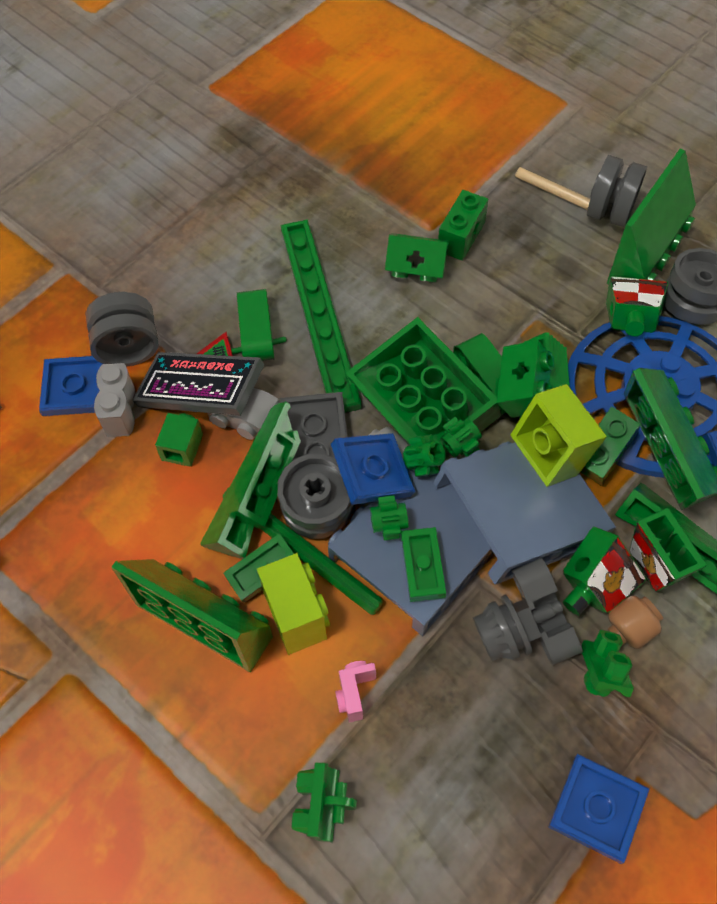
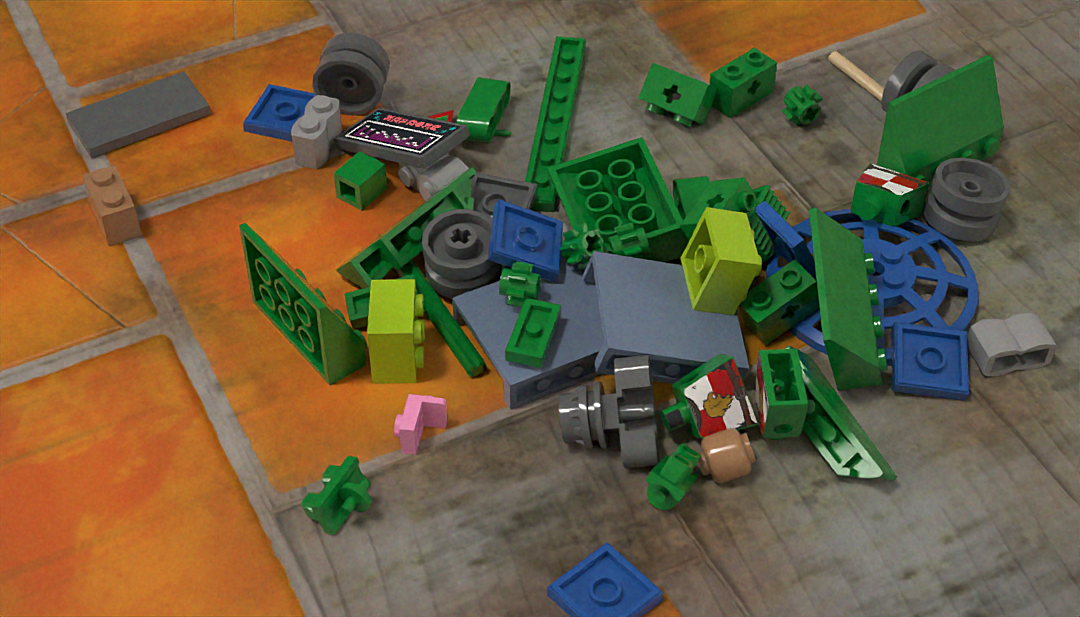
camera: 20 degrees right, 15 degrees down
(521, 232) = (802, 105): none -> green gear
(594, 388) = (785, 238): none -> tile

